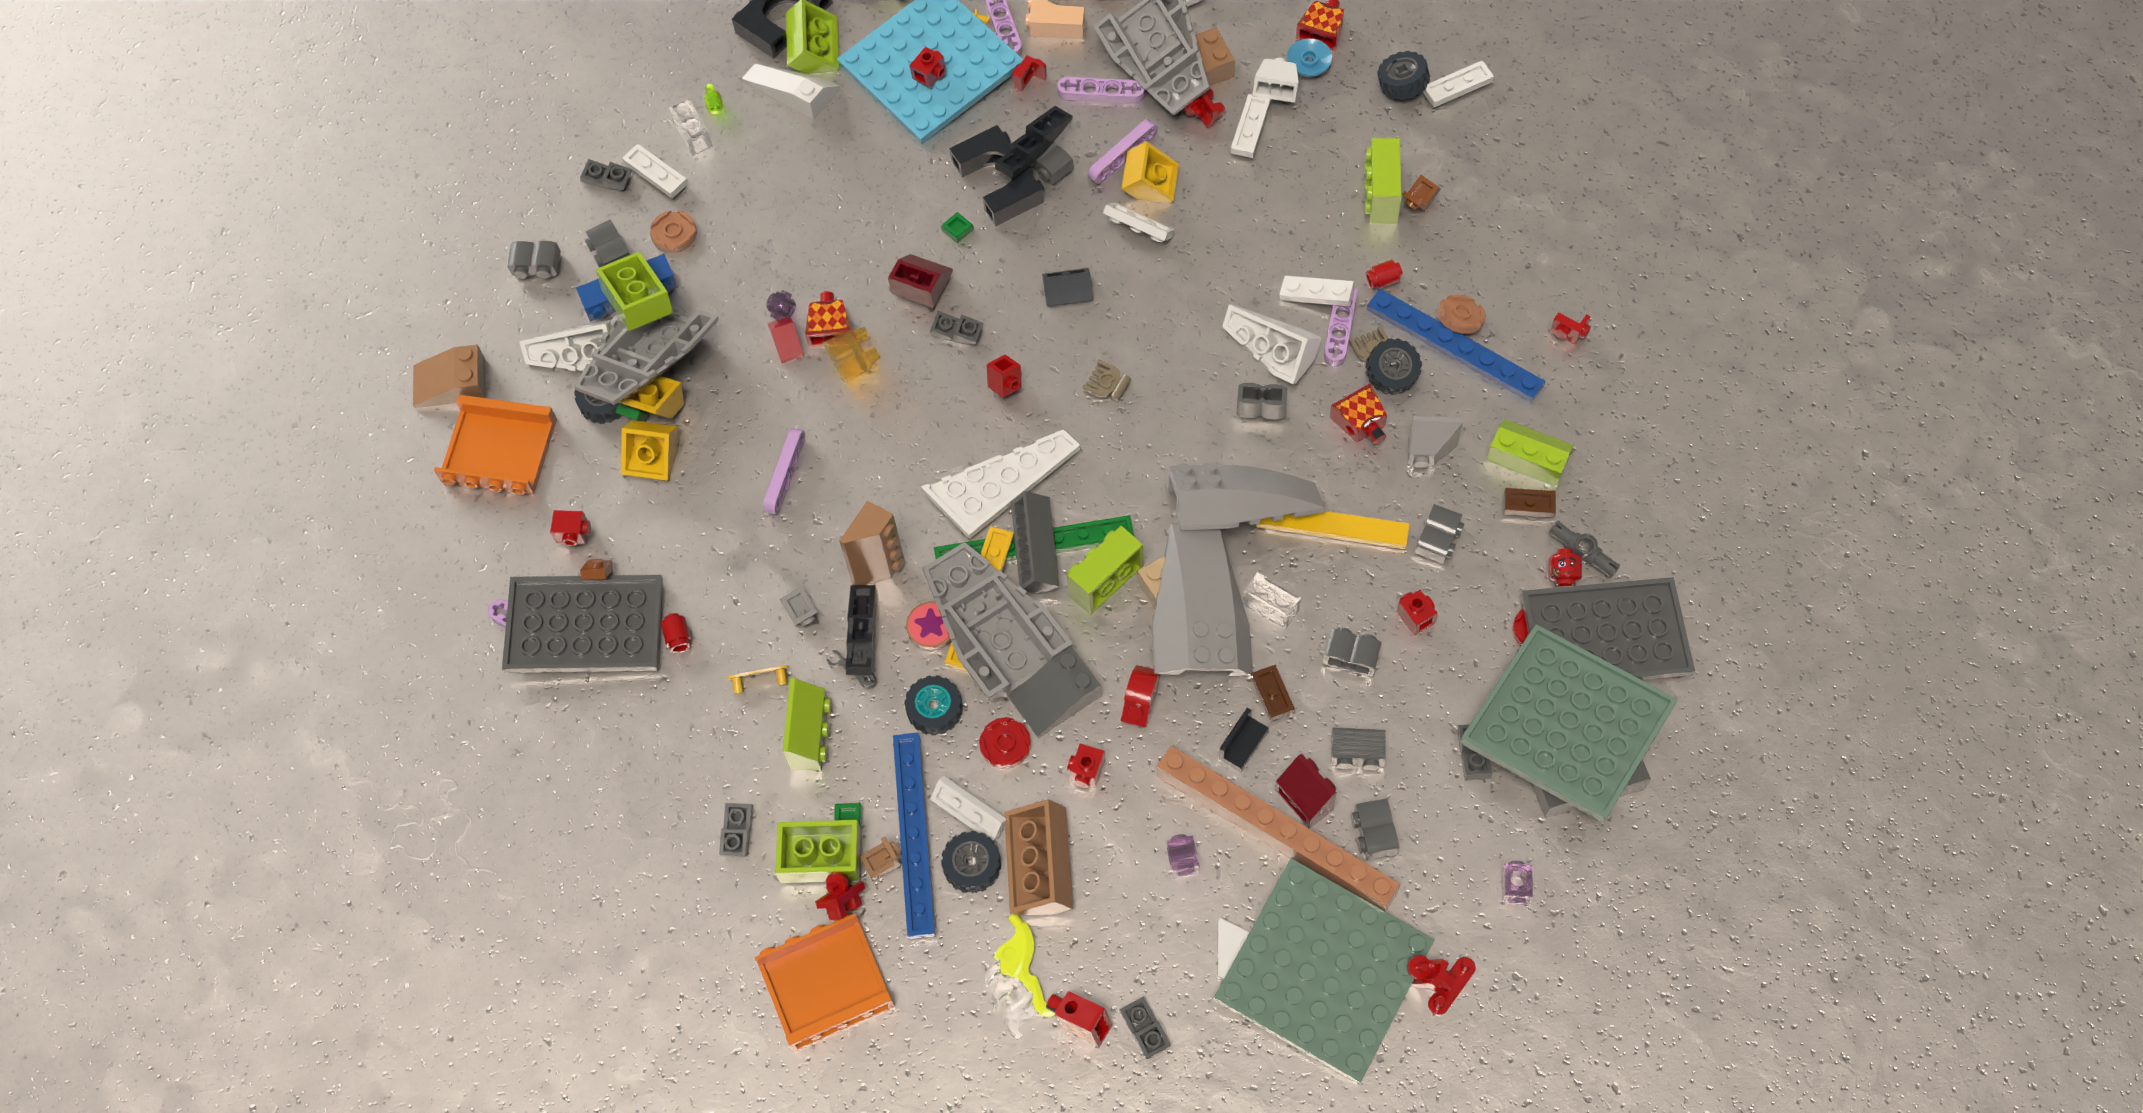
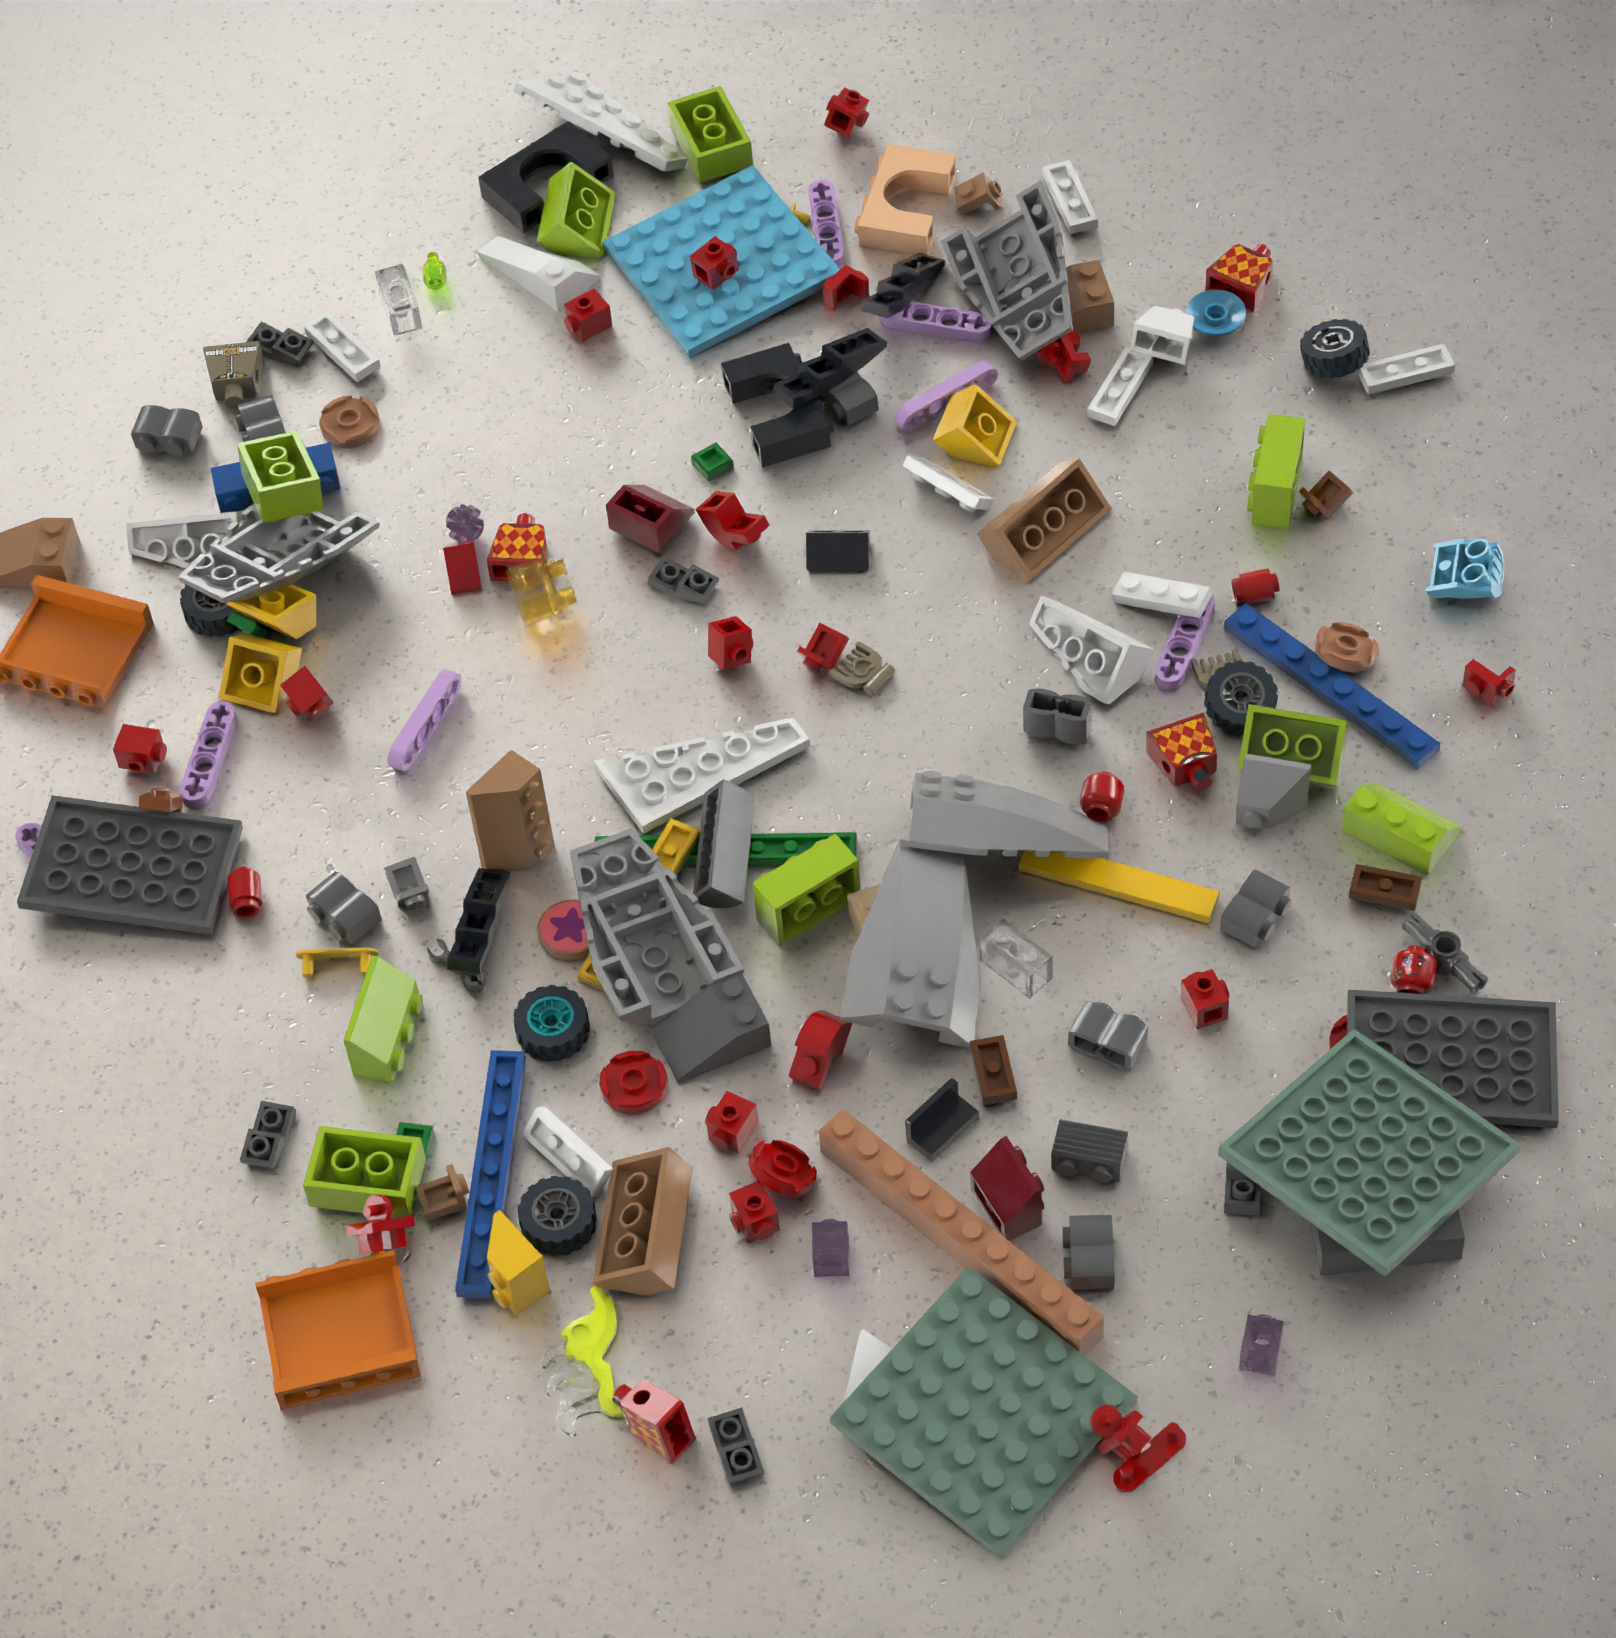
camera: 10 degrees right, 10 degrees down
(576, 203) = (234, 371): none -> dark tan torso
(627, 522) = (205, 754): none -> lavender beam
(689, 464) = (306, 695): none -> red brick
(754, 634) = (343, 908): none -> dark grey brick
(838, 120) = (587, 315): none -> red brick
(950, 912) = (514, 1267): none -> yellow slope
(982, 277) = (728, 521): none -> red brick
(1073, 66) = (905, 284): none -> black slope
(1074, 369) = (823, 648): none -> red bracket
(1119, 837) = (753, 1212): none -> red brick
(1133, 798) = (782, 1168): none -> red tile
(1217, 241) = (1045, 519): none -> medium nougat slope
(1307, 460) = (1102, 796): none -> red head
(1443, 398) = (1297, 739): none -> lime brick
(1535, 239) = (1467, 569): none -> medium azure slope

